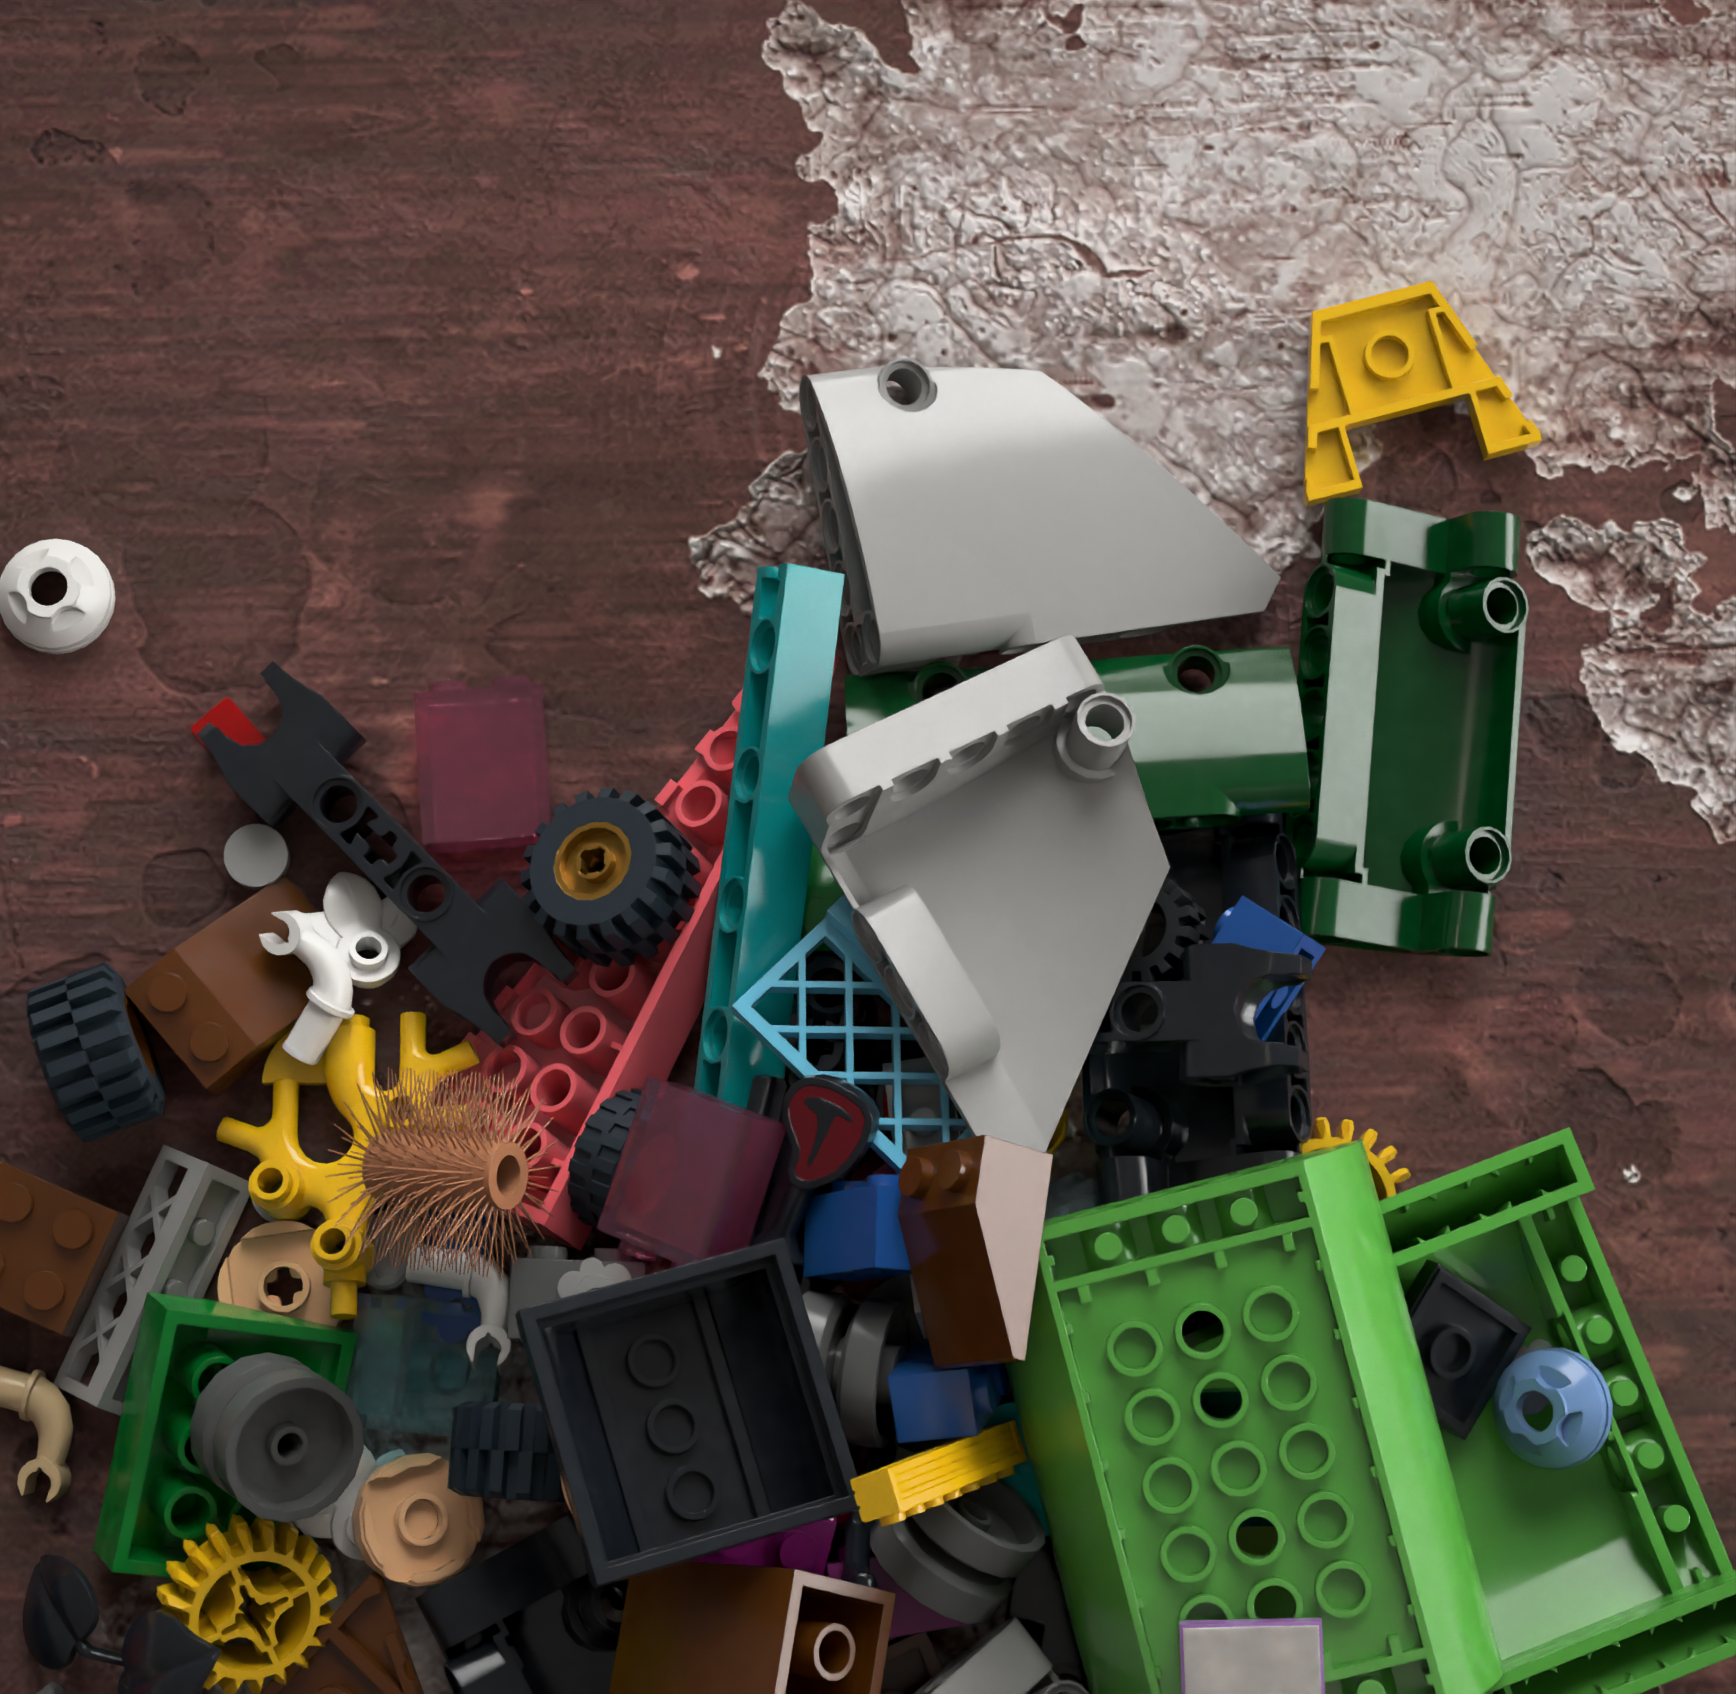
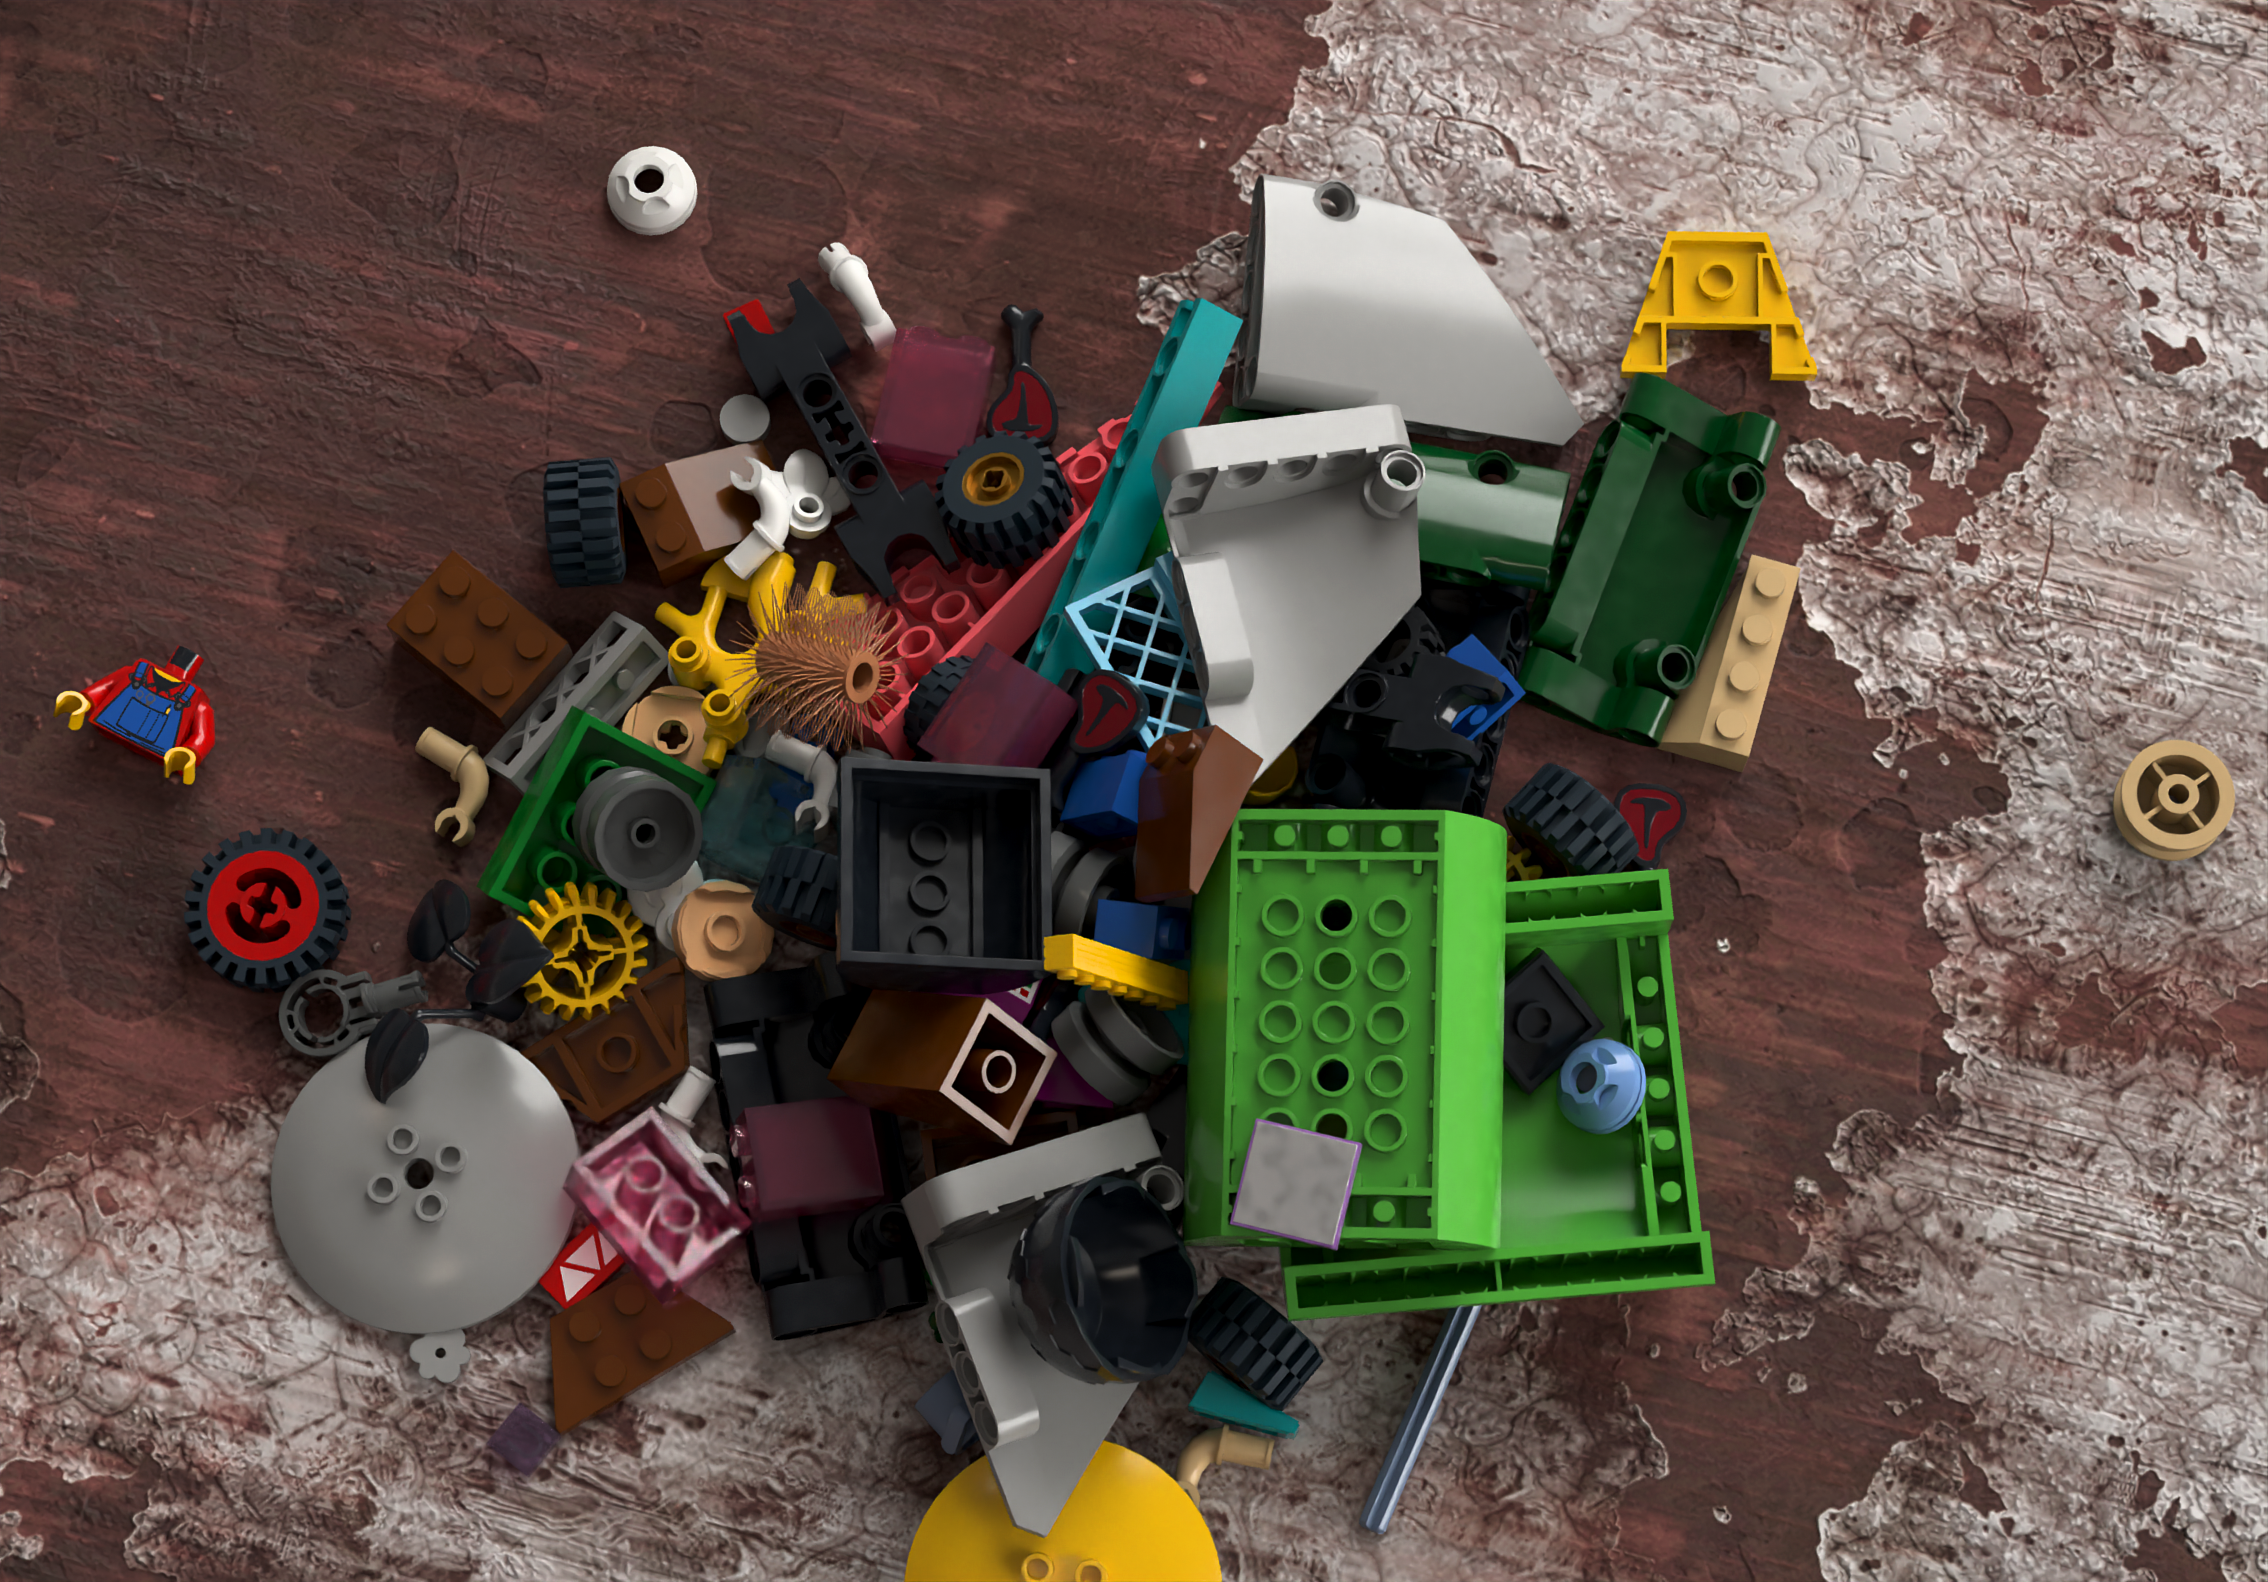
camera: 25 degrees right, 5 degrees down
(336, 643) = (850, 276): none -> white piece
(600, 741) = (1028, 400): none -> black piece
(1422, 1096) = (1569, 825): none -> black wheel
(1495, 1052) = (1655, 818): none -> piece
(1558, 867) = (1722, 706): none -> tan wedge

